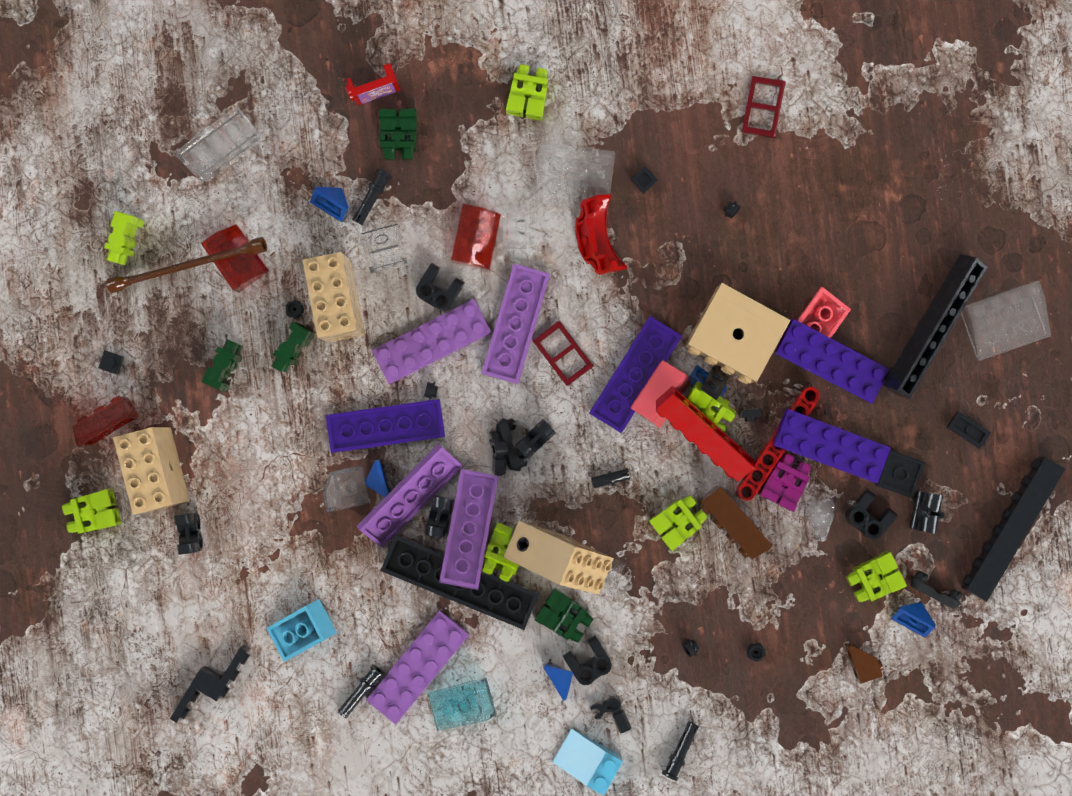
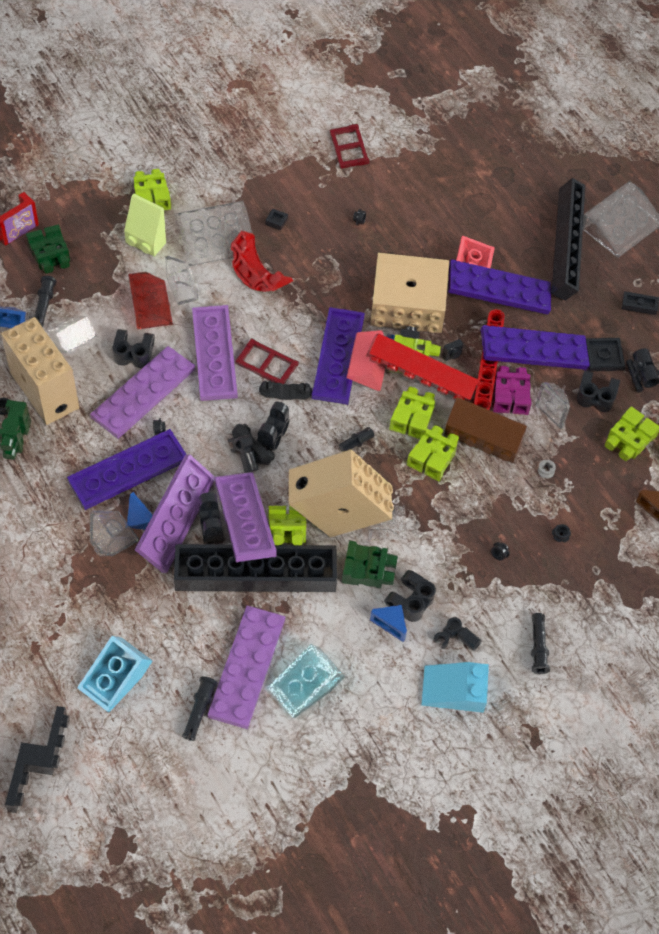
camera: 30 degrees left, 30 degrees down
(500, 150) = (145, 226): none -> yellowish green slope
(566, 396) = (285, 391): none -> black piece
(683, 466) = (413, 413): none -> lime hips
(775, 573) = (546, 474): none -> light grey bush

